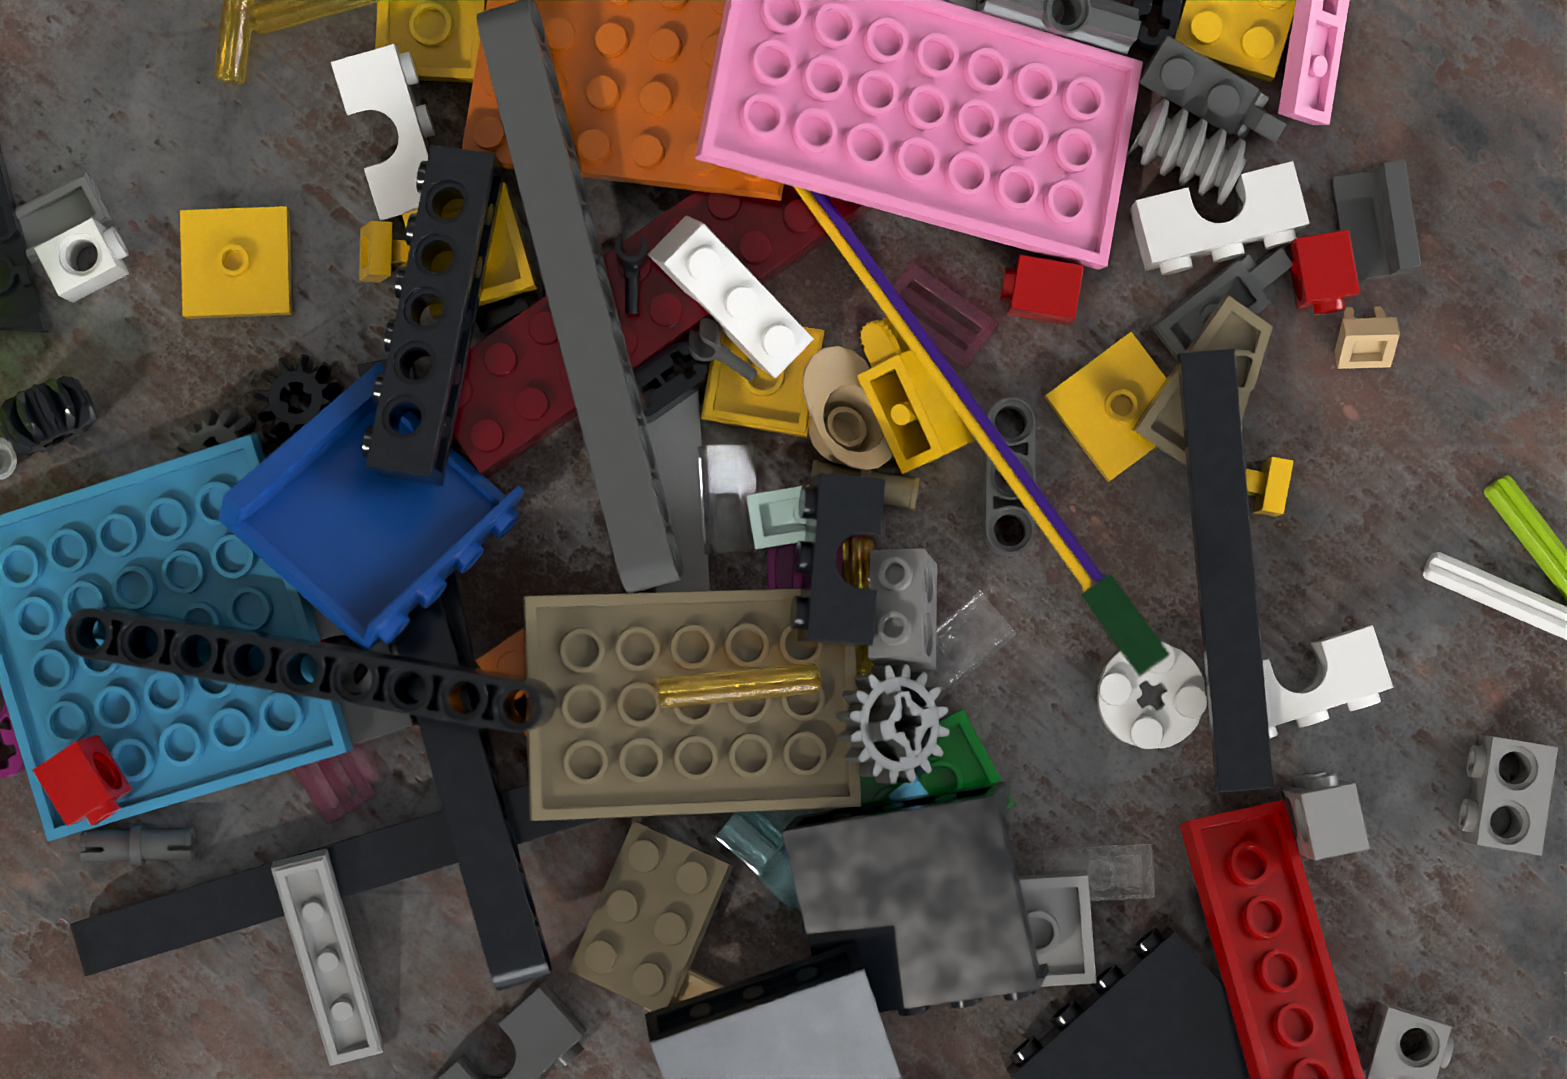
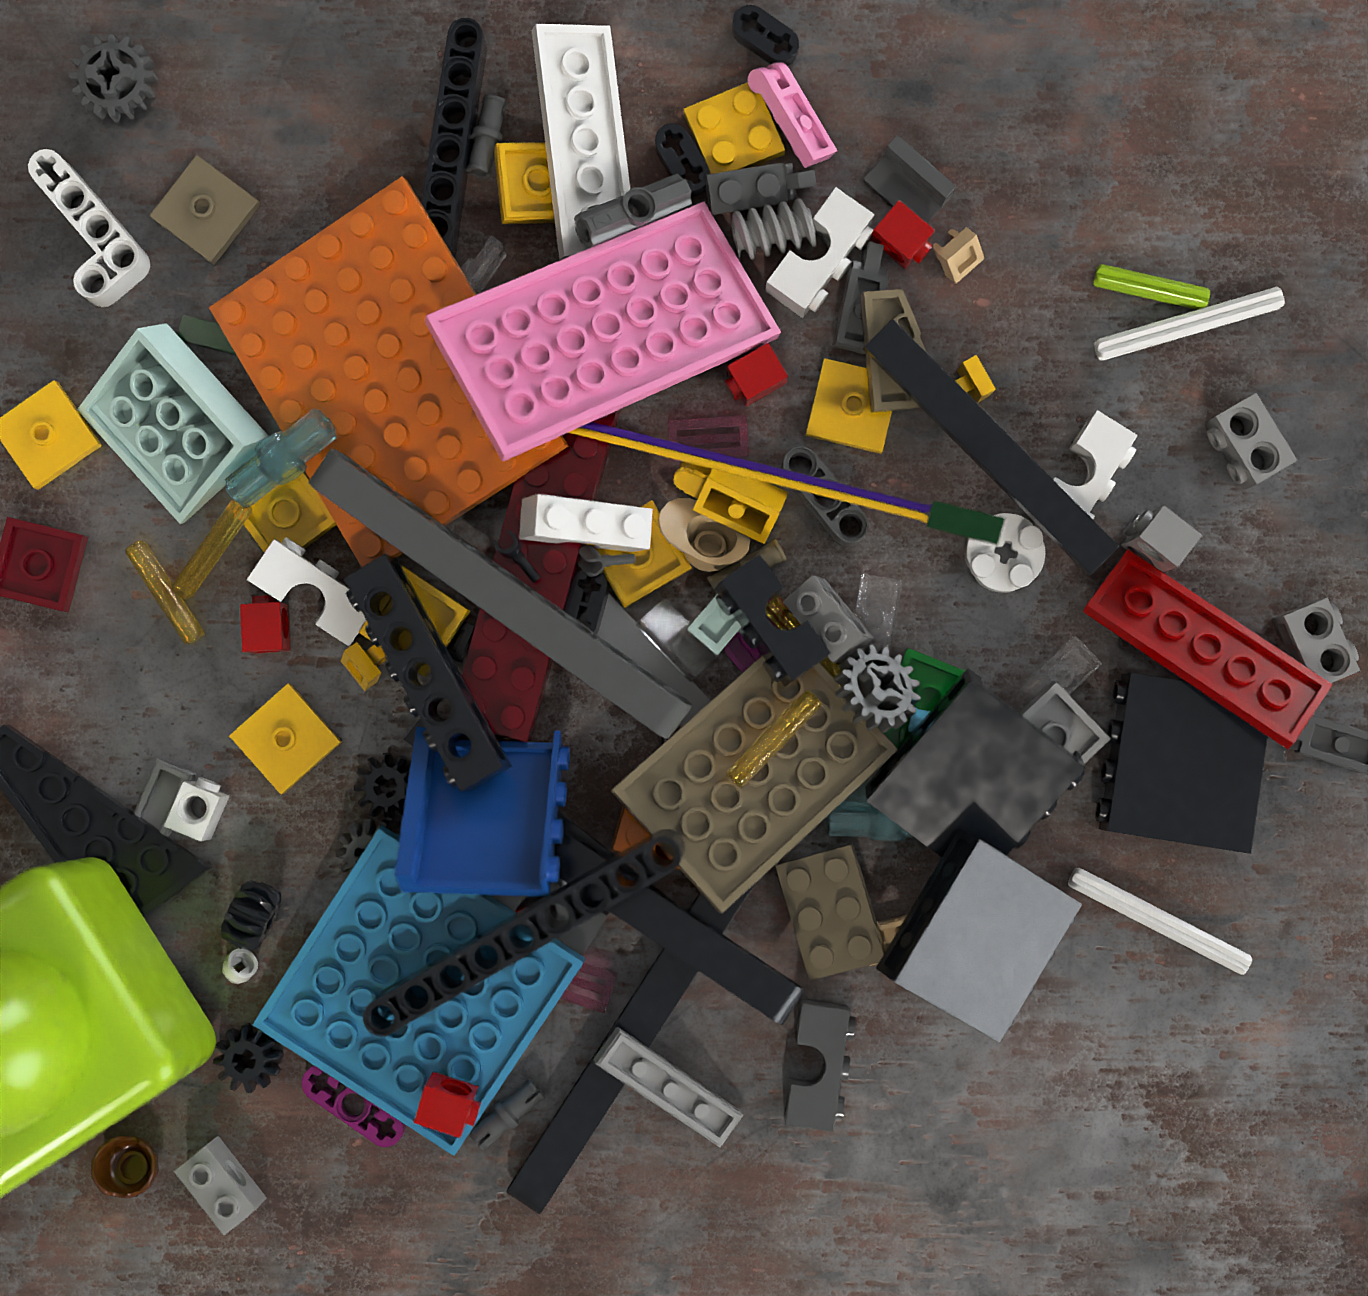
camera: 40 degrees left, 0 degrees up
(311, 127) = (265, 626): none -> red brick

